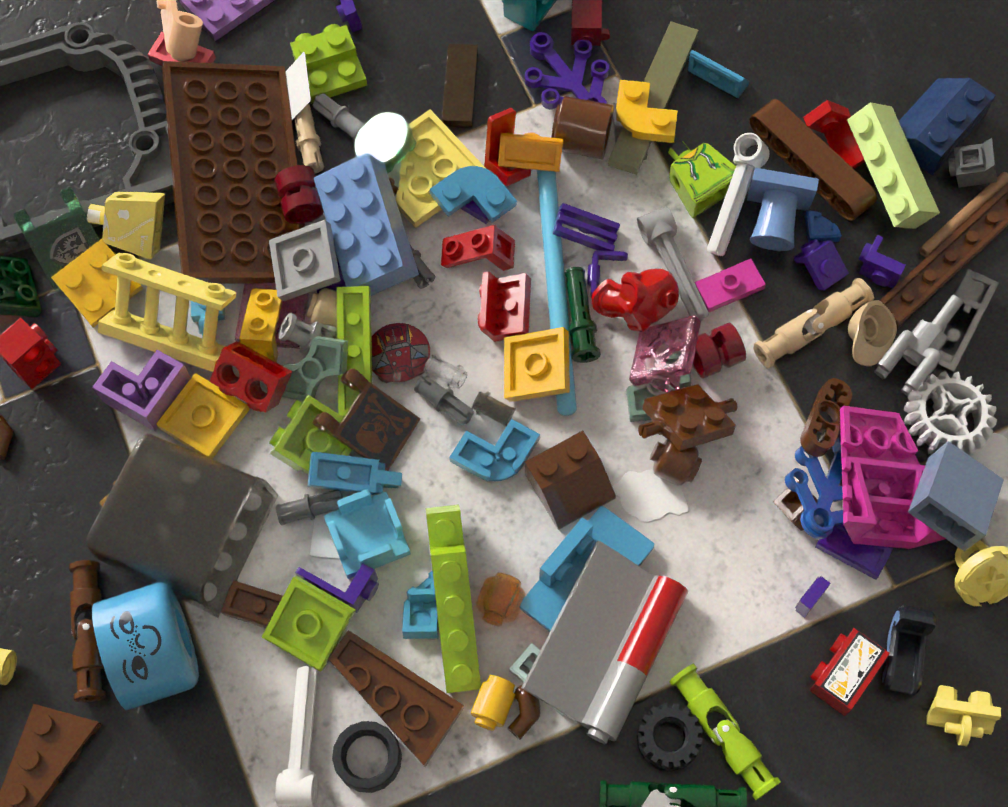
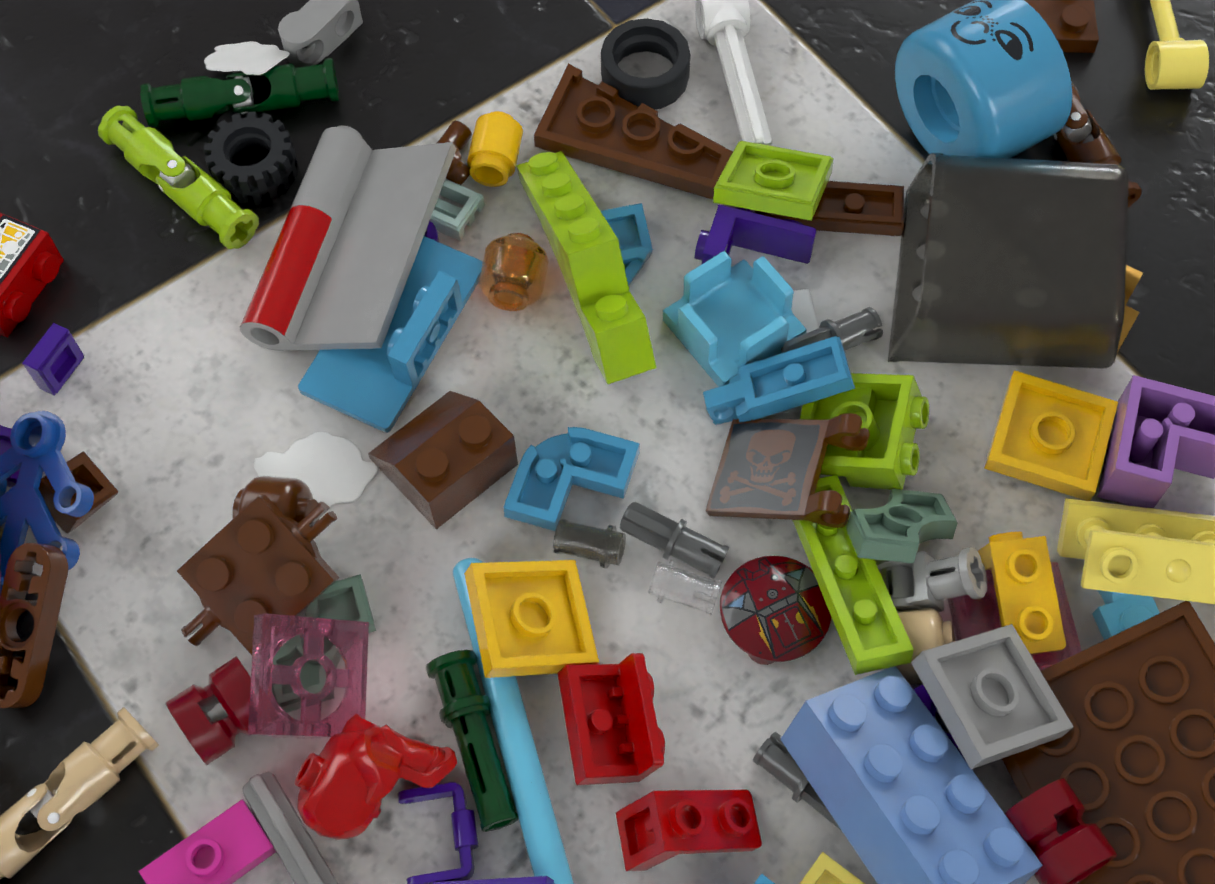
camera: 165 degrees right, 5 degrees down
(252, 369) = (1000, 488): red brick -> none

